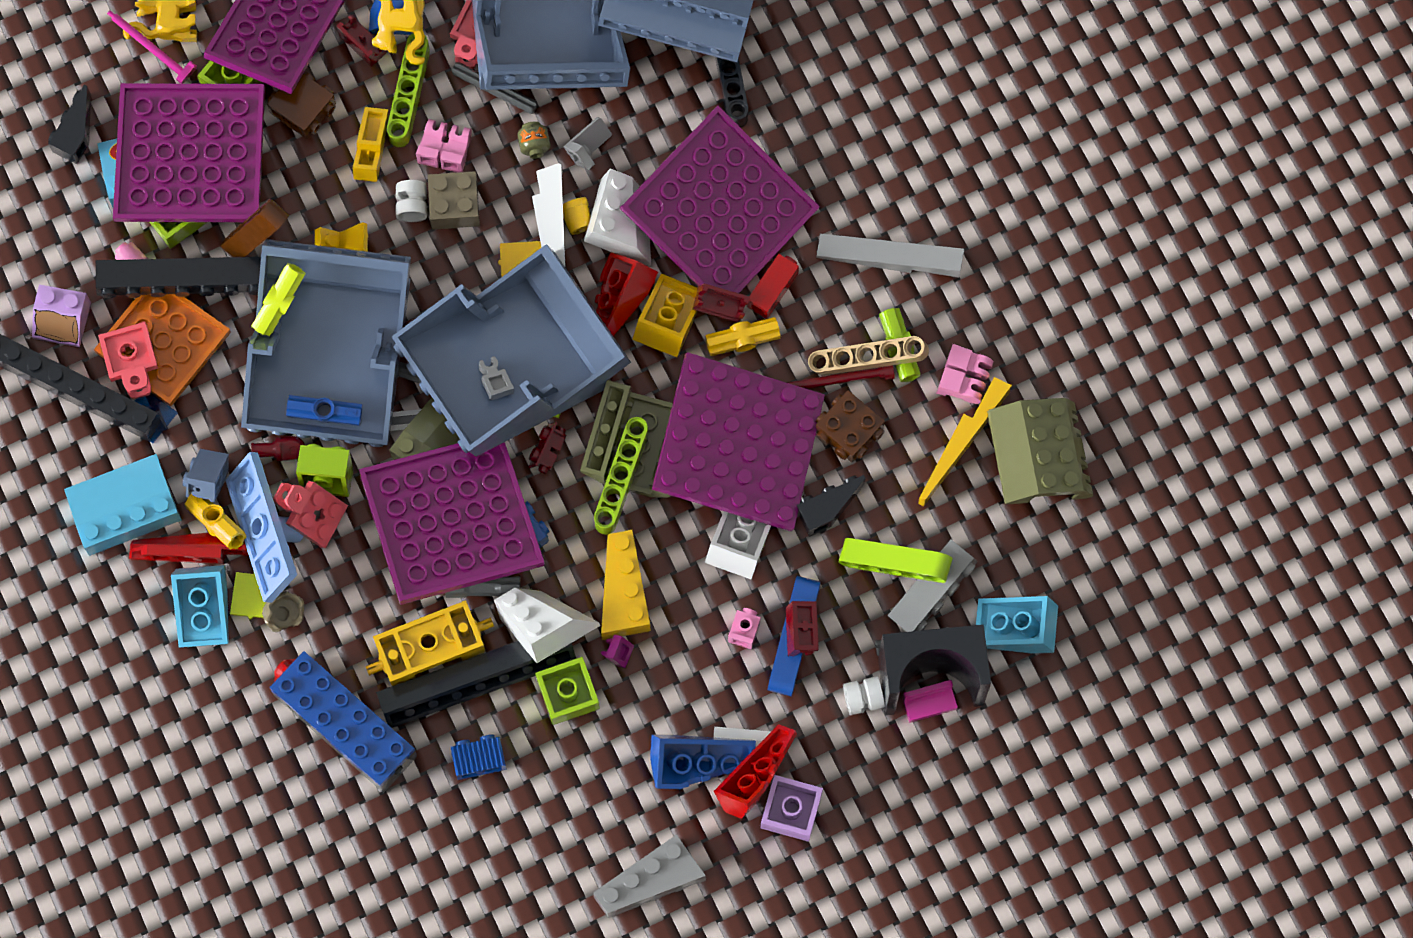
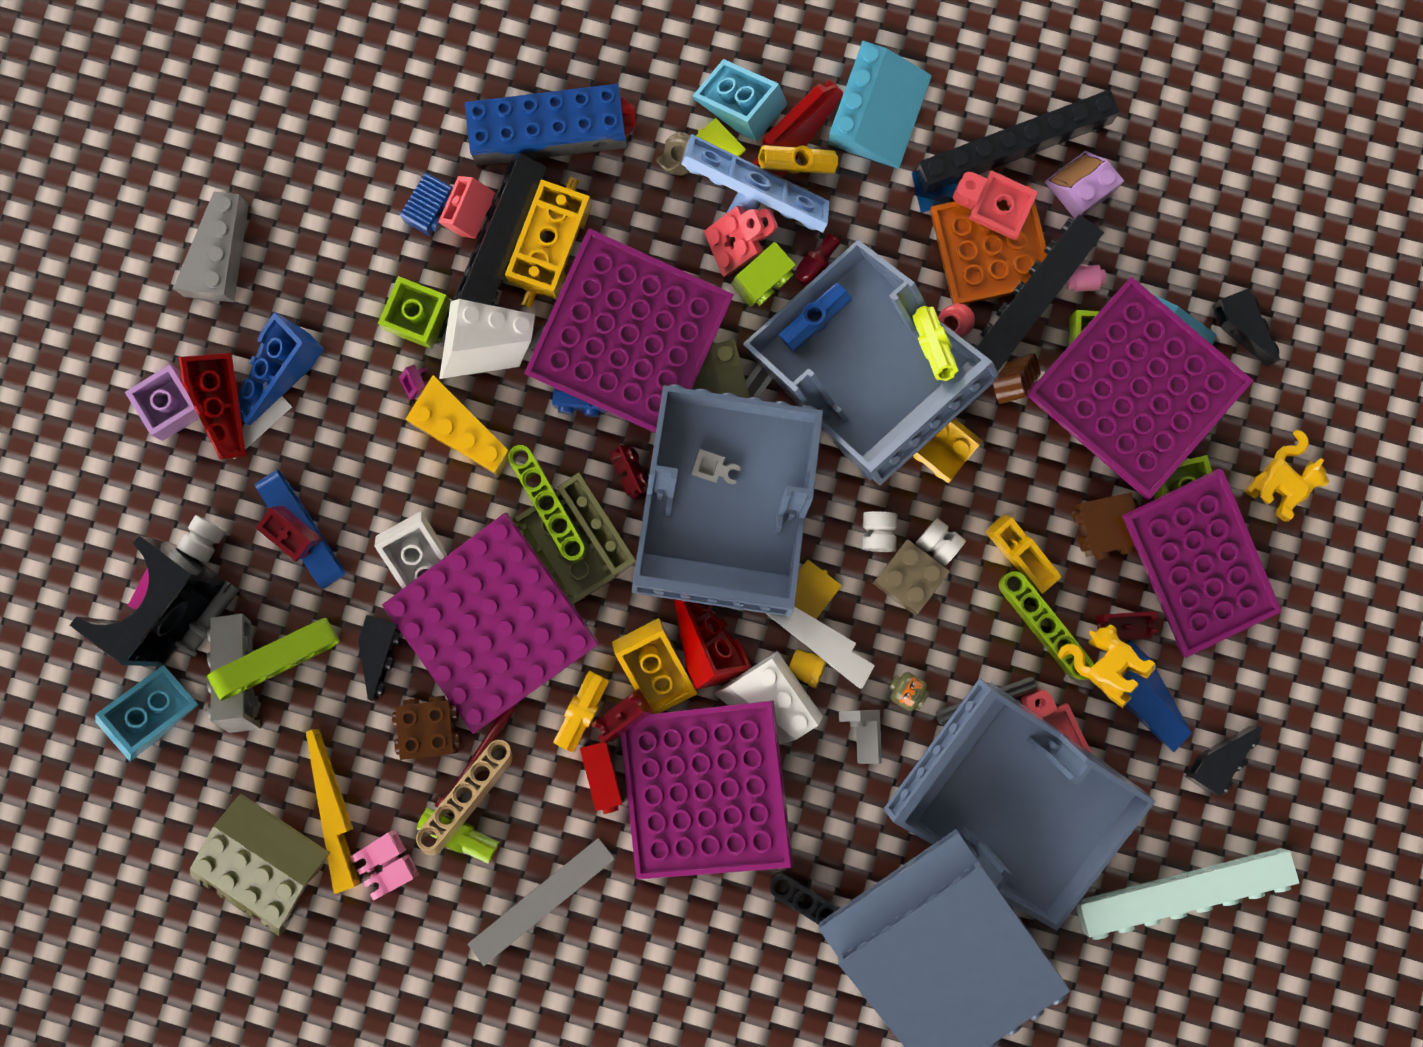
camera: 135 degrees right, 10 degrees up
(183, 73) = (1222, 453): dark pink piece -> none
(206, 474) = (841, 182): sand blue hinge -> none
(240, 316) = (958, 318): none -> coral head
(434, 150) = (968, 600): bright pink legs -> none
(440, 245) = (879, 531): none -> white wheel
(456, 724) = (467, 207): none -> coral brick
(741, 636) = (351, 499): bright pink brick -> none

